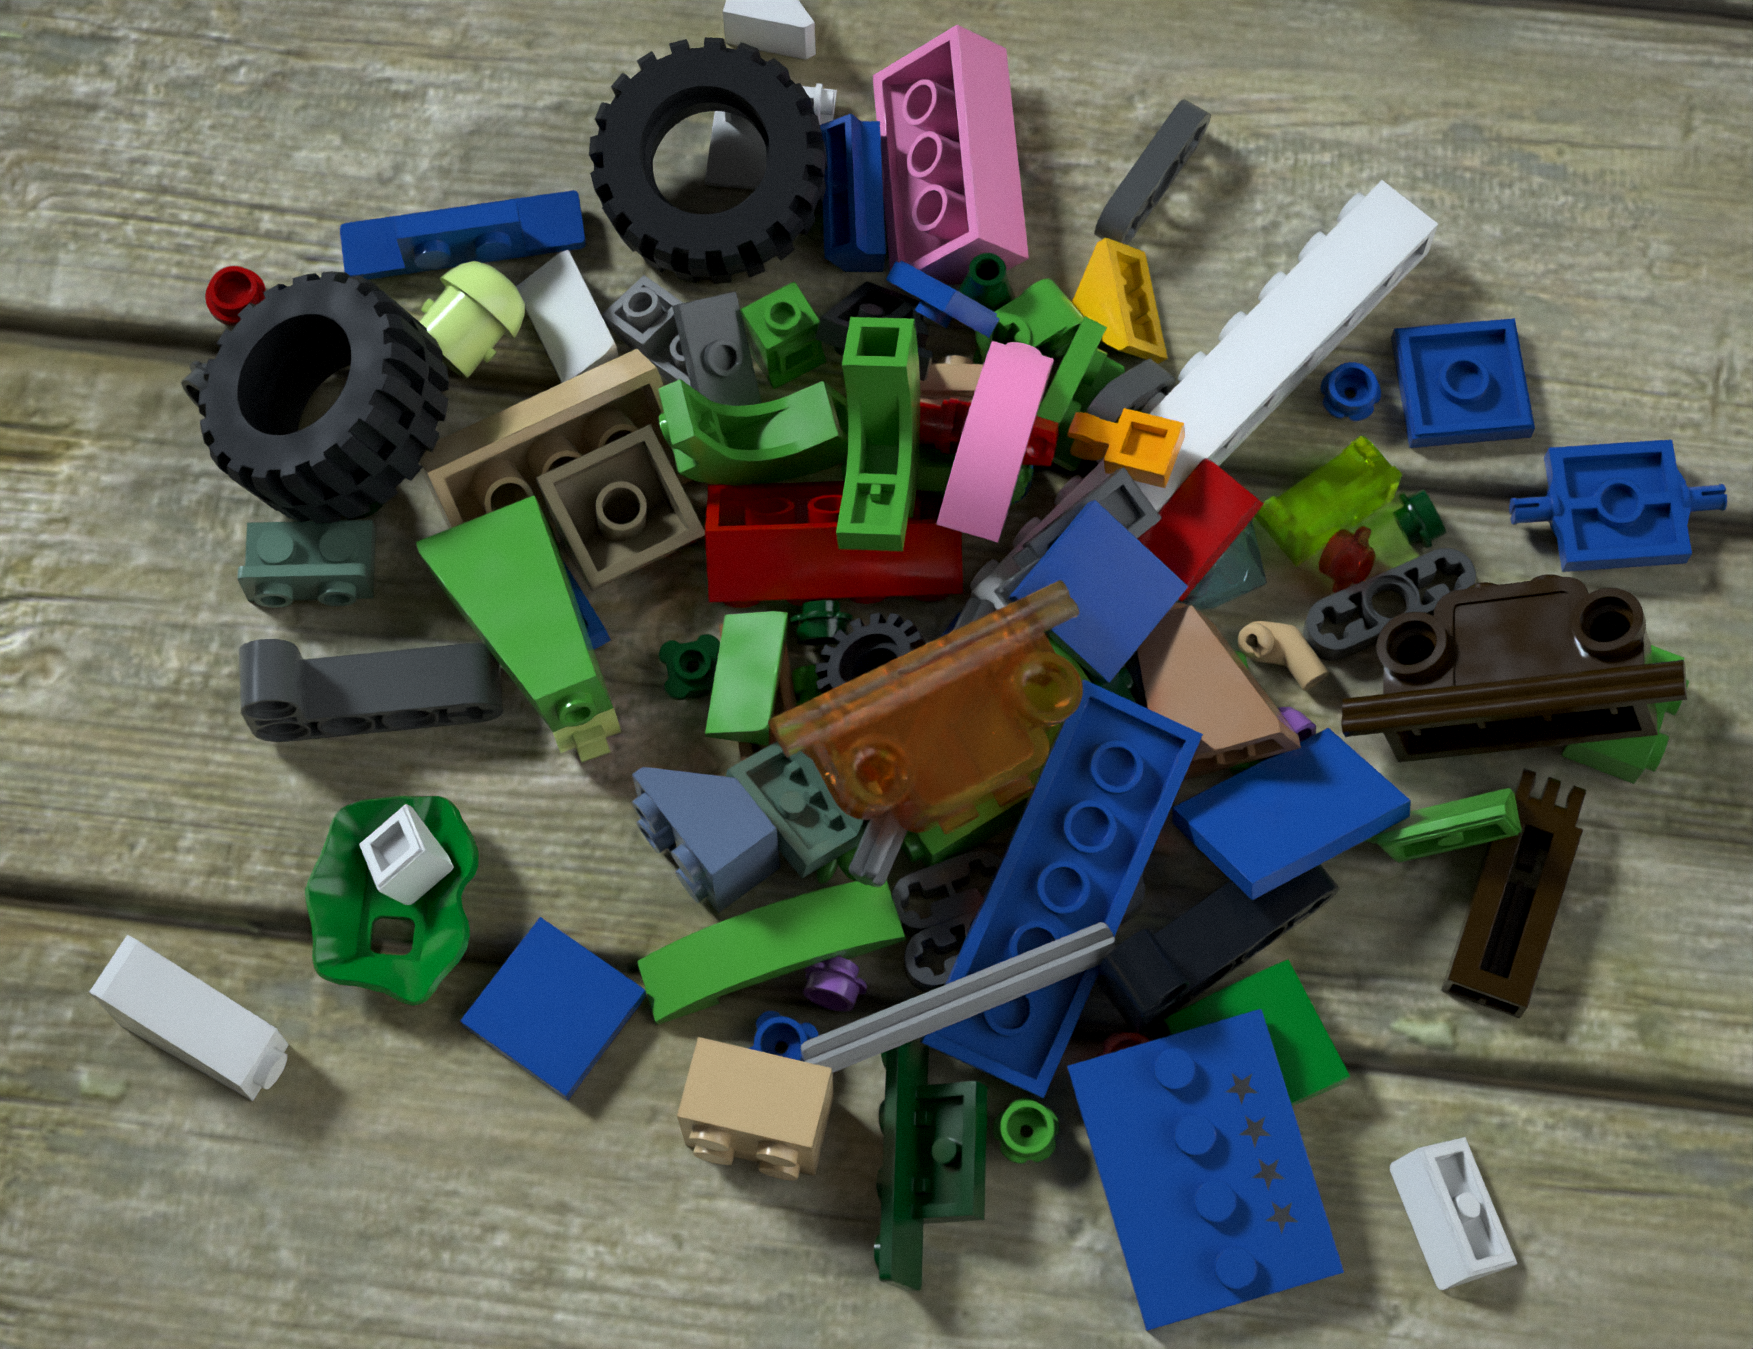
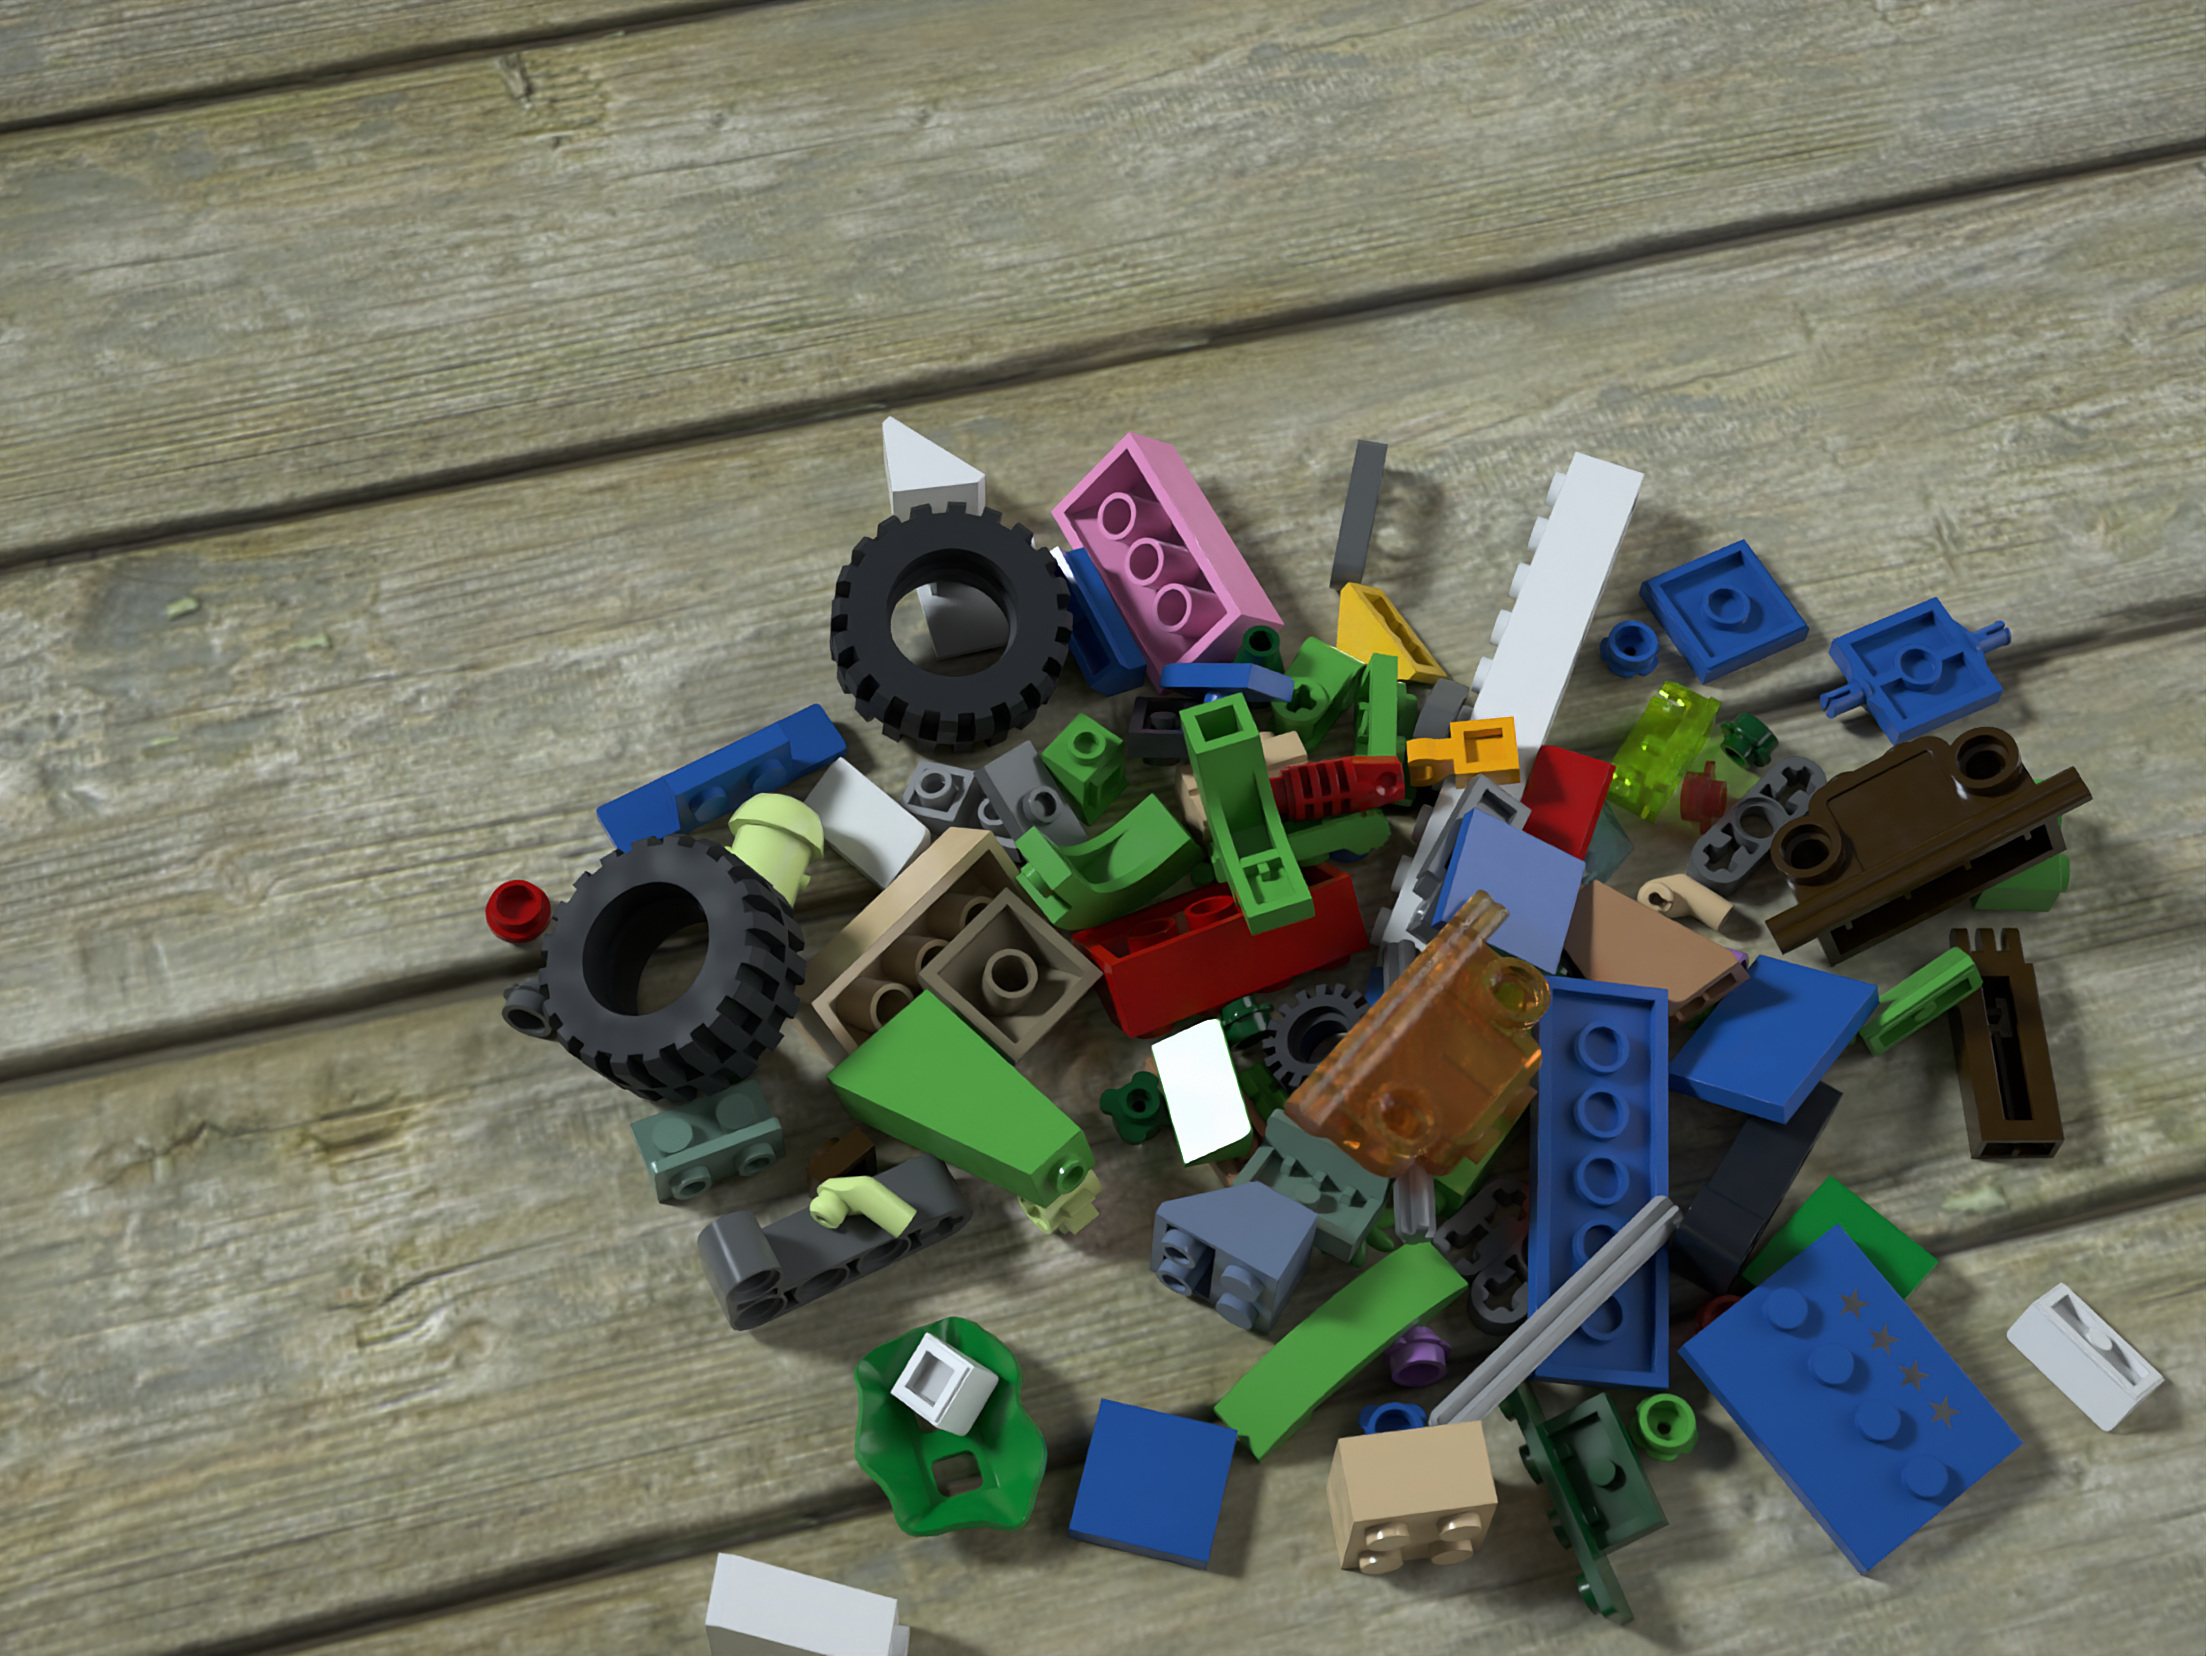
camera: 25 degrees left, 10 degrees down
(401, 664) = (860, 1196): none -> yellowish green arm
(406, 626) = (841, 1158): none -> dark brown plate
(995, 440) = (1353, 786): bright pink arch -> none

